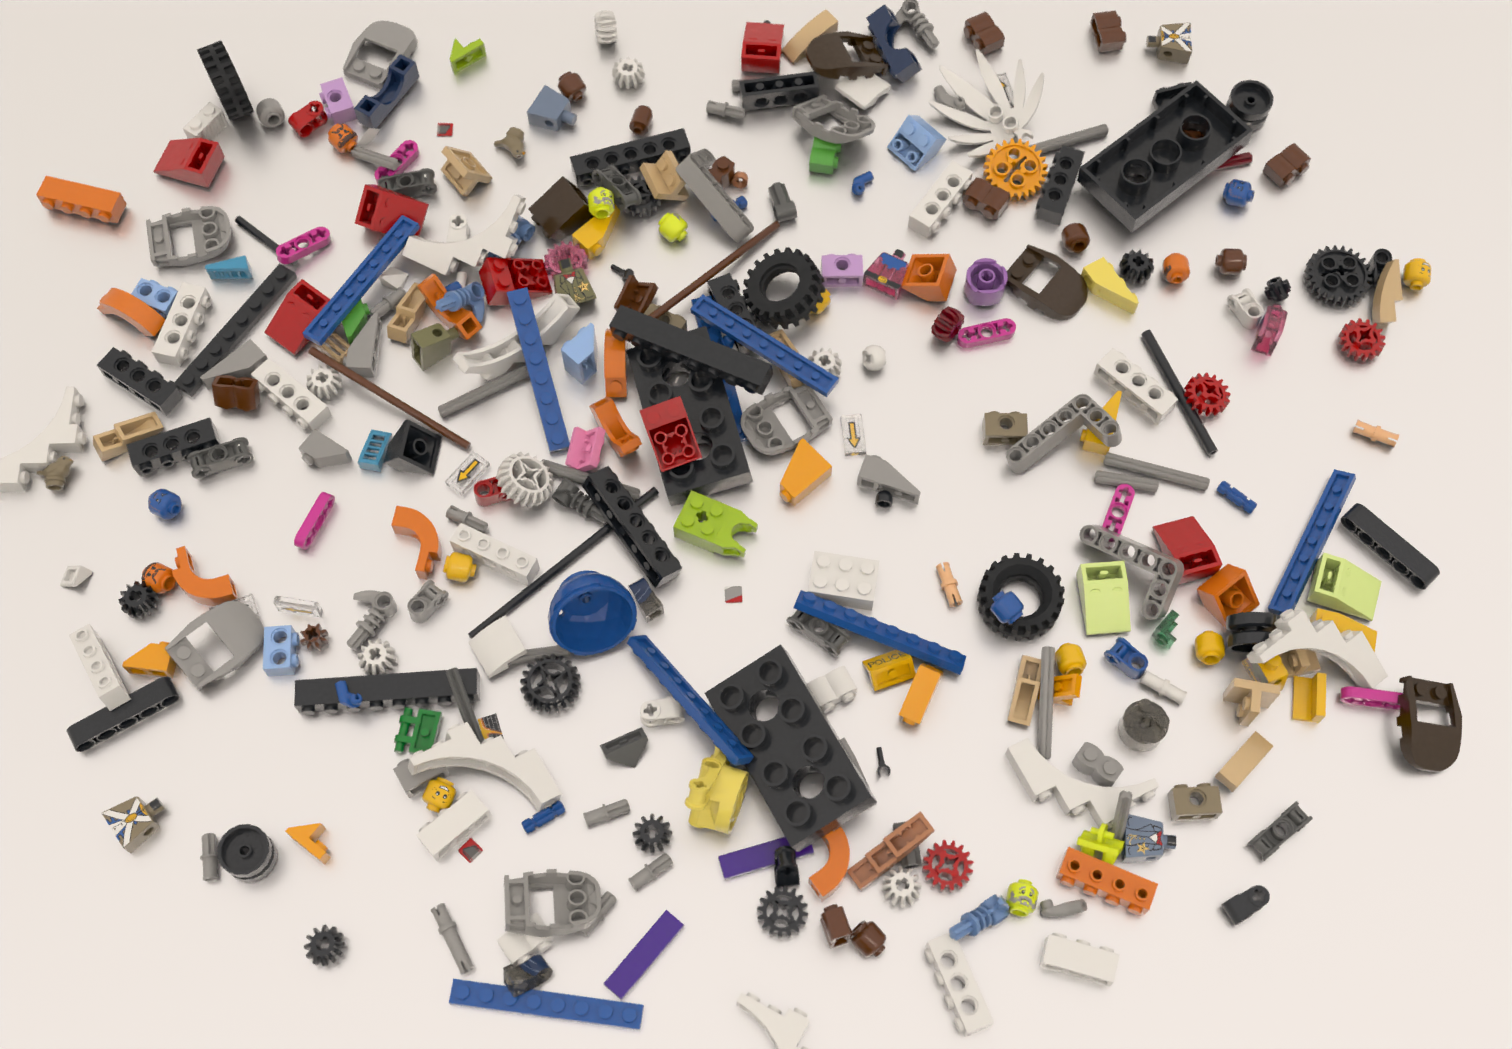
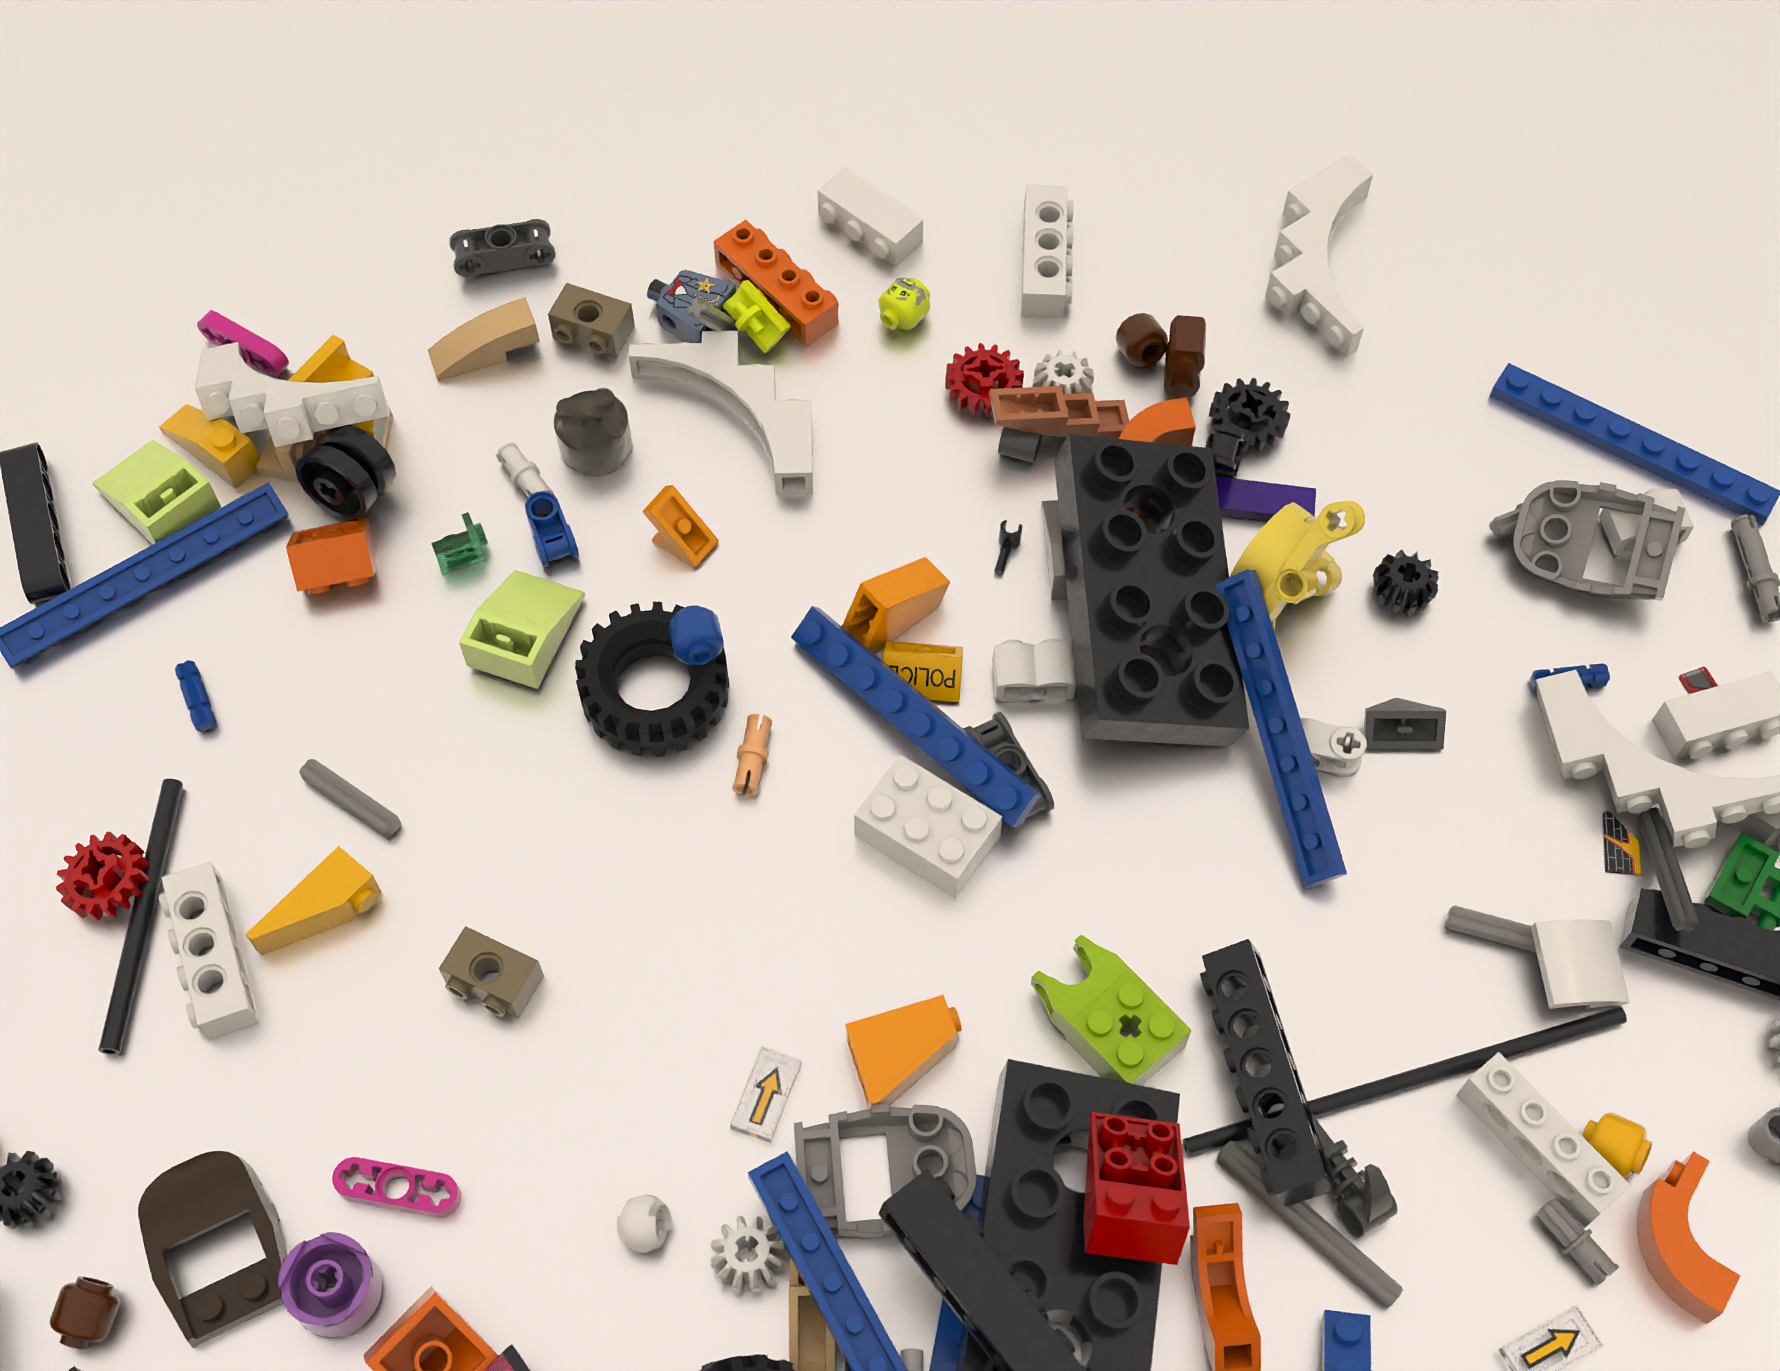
camera: 155 degrees left, 5 degrees down
(429, 598) = (1689, 1110): light grey piece -> none
(439, 794) = (1740, 758): yellow head -> none
(494, 495) = (1497, 1278): red piece -> none
(525, 479) = (1411, 1263): white gear -> none
(526, 975) = (1660, 470): clear smoke leg -> none
(558, 678) = (1515, 851): black gear -> none
(585, 448) = (1297, 1282): bright pink bracket -> none
(594, 615) = (1404, 934): blue piece -> none
(606, 812) = (1466, 643): light grey axle -> none
(643, 955) = (1469, 447): dark purple tile -> none
(646, 599) = (1283, 941): clear smoke leg -> none
(650, 871) = (1425, 539): light grey axle -> none
(733, 594) = (1121, 899): light grey sticker -> none
(880, 475) = (766, 984): light grey slope -> none
(884, 499) = (779, 942): black hinge -> none
(947, 324) = (462, 1223): dark red gear -> none
(988, 913) = (953, 304): medium blue piece -> none
(1025, 690) = (728, 553): tan slope -> none
(1046, 701) = (713, 514): light grey axle -> none
(1062, 430) = (398, 905): light grey beam -> none
(1064, 909) = (853, 279): light grey arm -> none
(1070, 659) = (636, 561): yellow head -> none
(1101, 768) = (694, 411): light grey brick -> none
(1106, 284) = (104, 1184): light yellow slope -> none
(1125, 506) = (405, 737): dark pink beam -> none
(1140, 560) = (411, 609): light grey beam -> none
(1156, 471) = (288, 792): light grey axle -> none
(1191, 545) = (340, 639): red slope -> none
(1209, 647) = (417, 494): yellow head -> none
(1243, 906) = (614, 192): black piece -> none
(1250, 696) = (417, 393): tan bracket -> none
(1428, 744) = (229, 254): dark brown slope -> none

